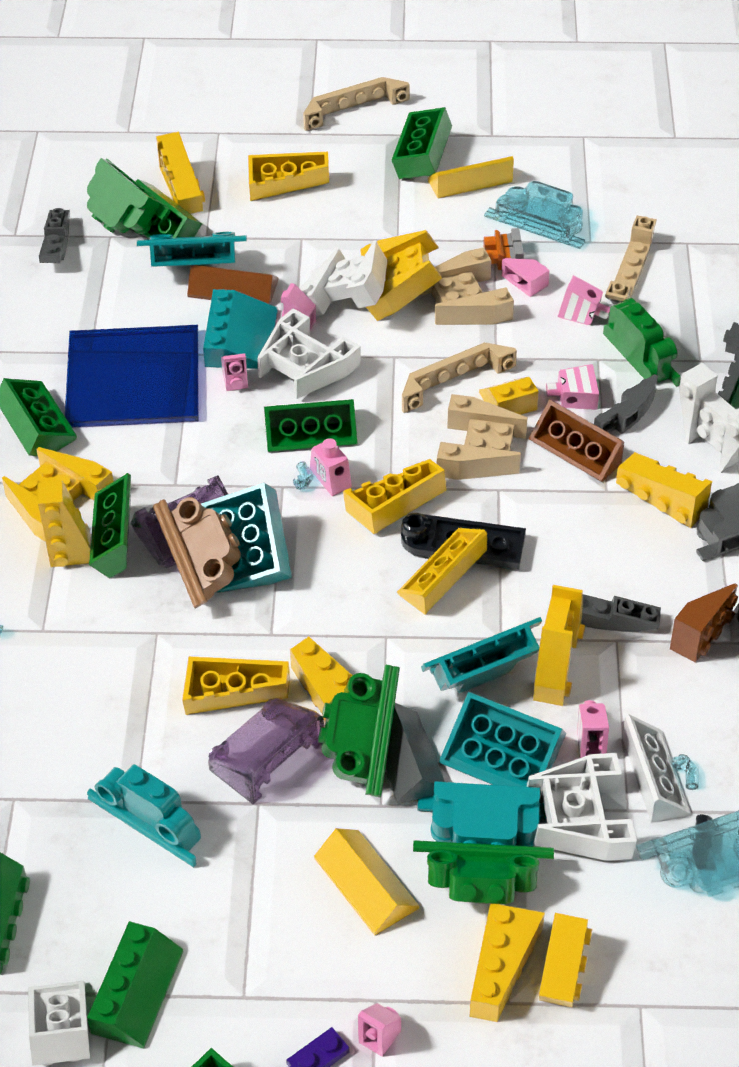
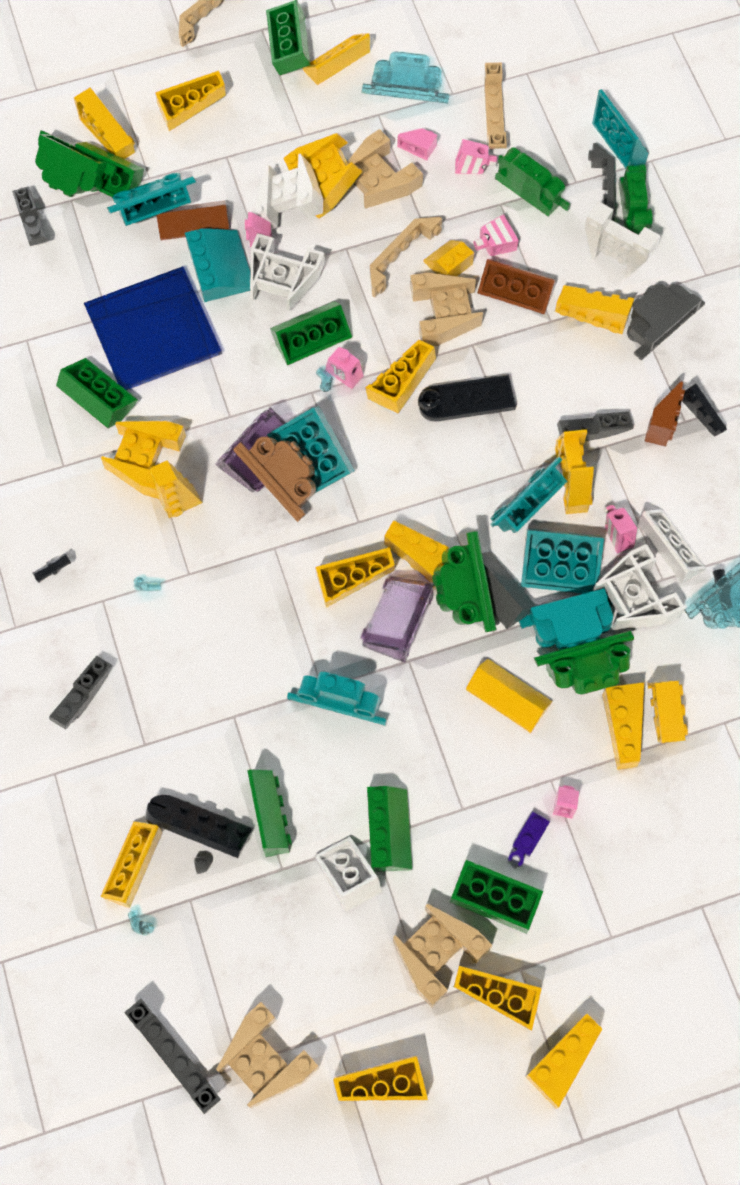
camera: 20 degrees left, 20 degrees up
(111, 527) = (205, 473): green slope -> none
(234, 372) = (233, 302): bright pink slope -> none
(444, 568) = (463, 428): yellow slope -> none
(504, 246) = (393, 120): orange hips -> none
(633, 406) = (542, 244): dark grey slope -> none
(691, 770) = (694, 534): clear light blue arm -> none

